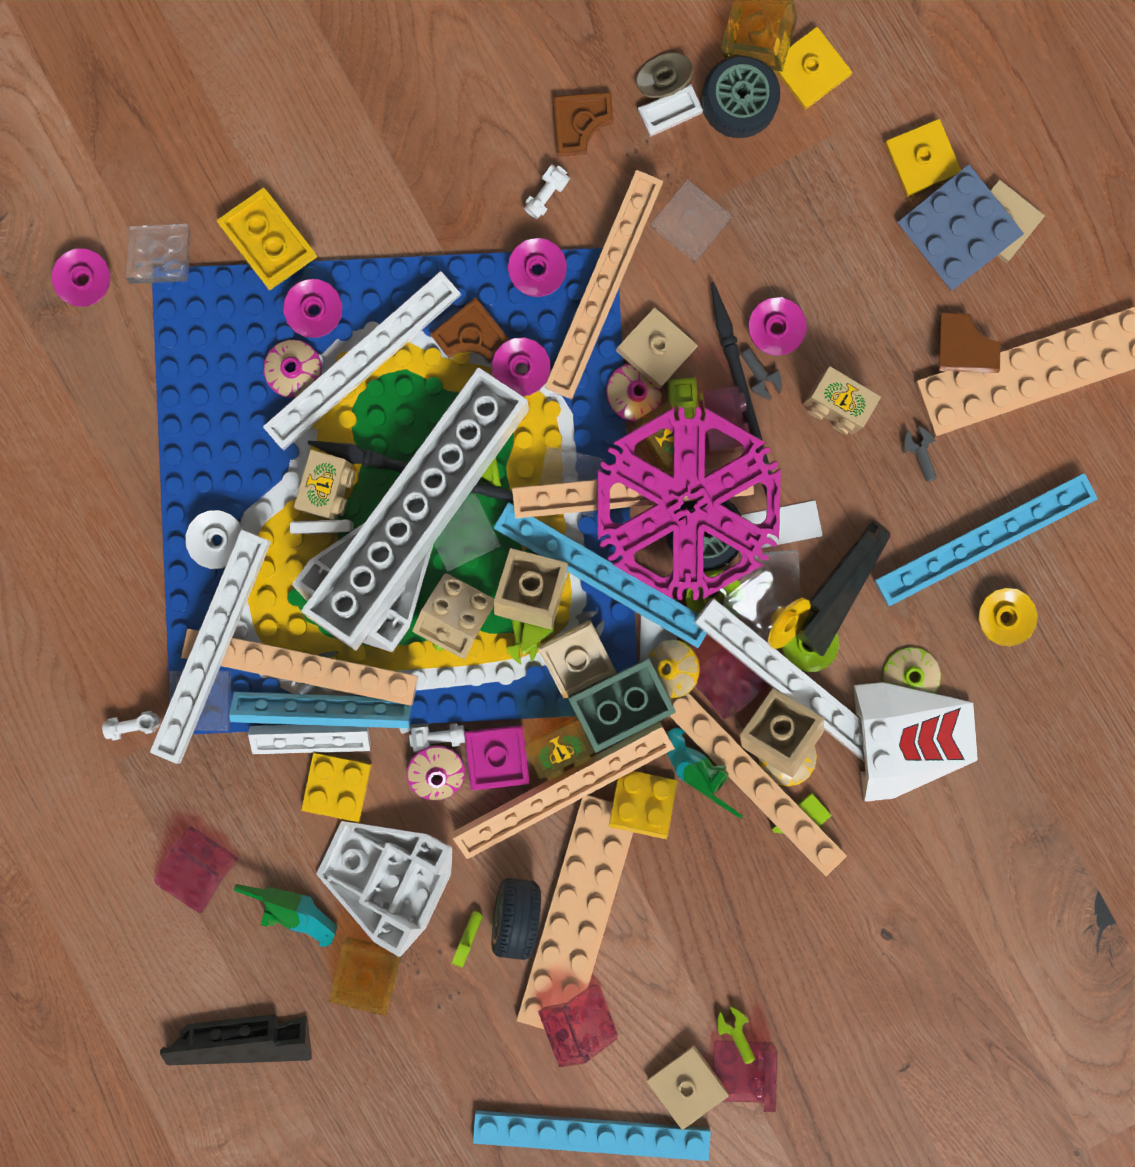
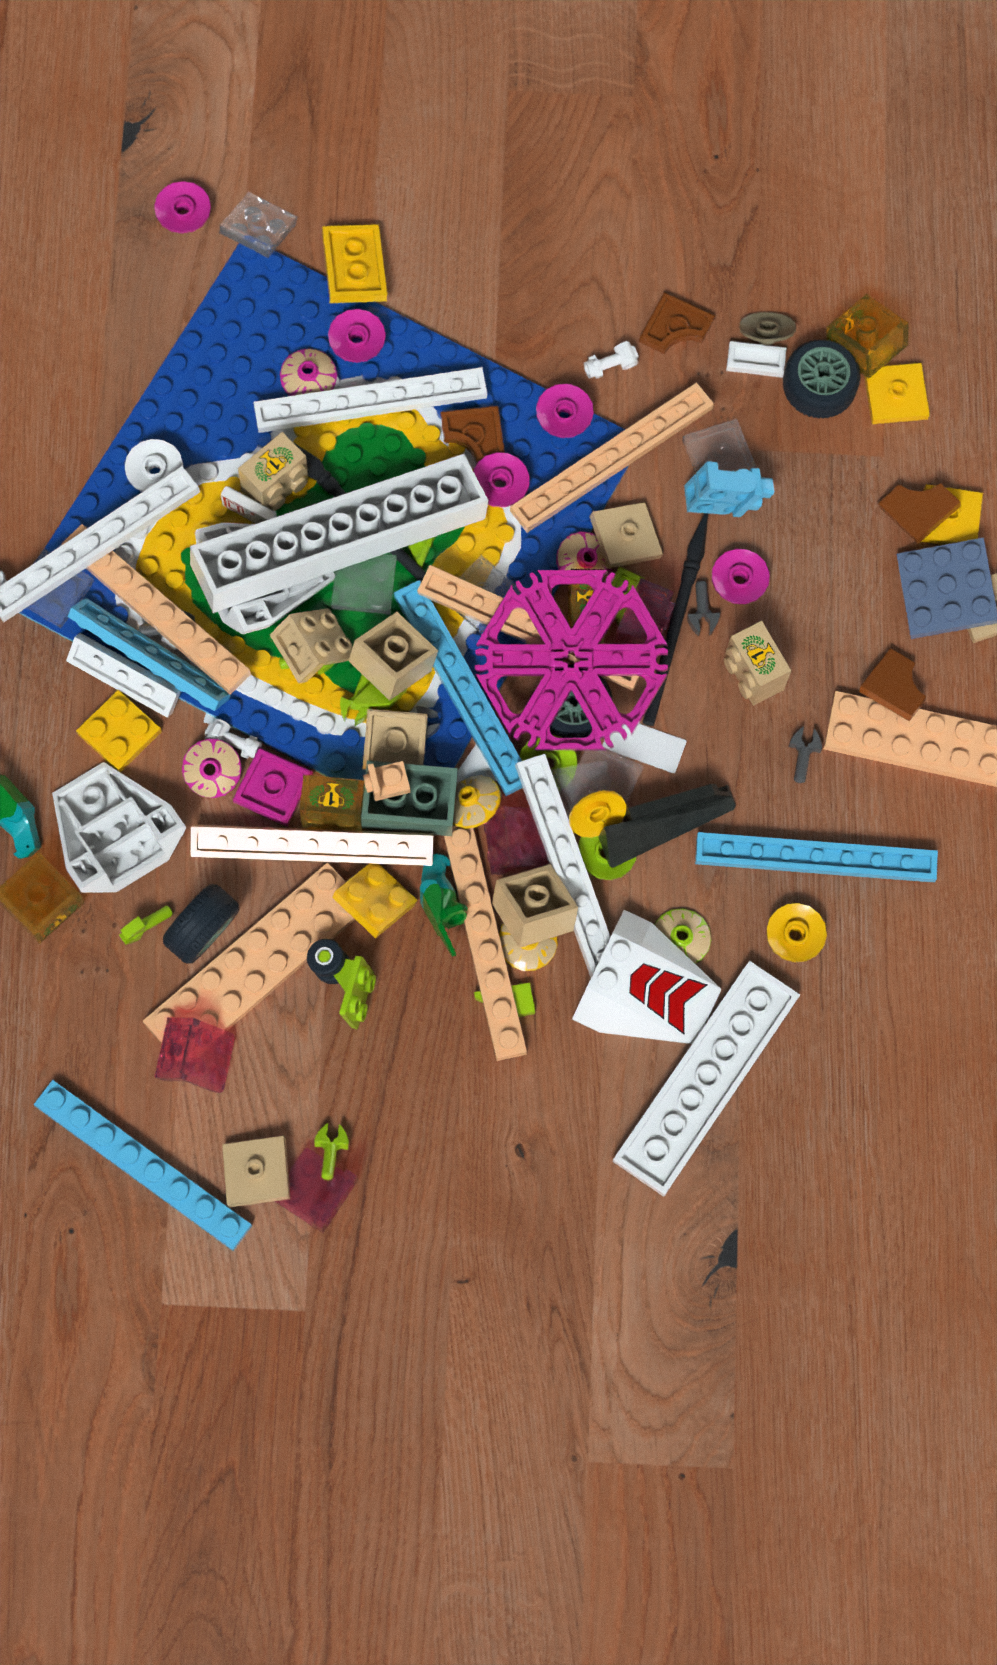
camera: 30 degrees right, 15 degrees down
(597, 709) = (386, 780): none -> light nougat bracket
(643, 880) = (354, 976): none -> lime plate
(712, 265) = (726, 491): none -> medium azure hips
(895, 171) = (919, 511): none -> dark orange tile
(1004, 785) = (706, 1078): none -> white plate

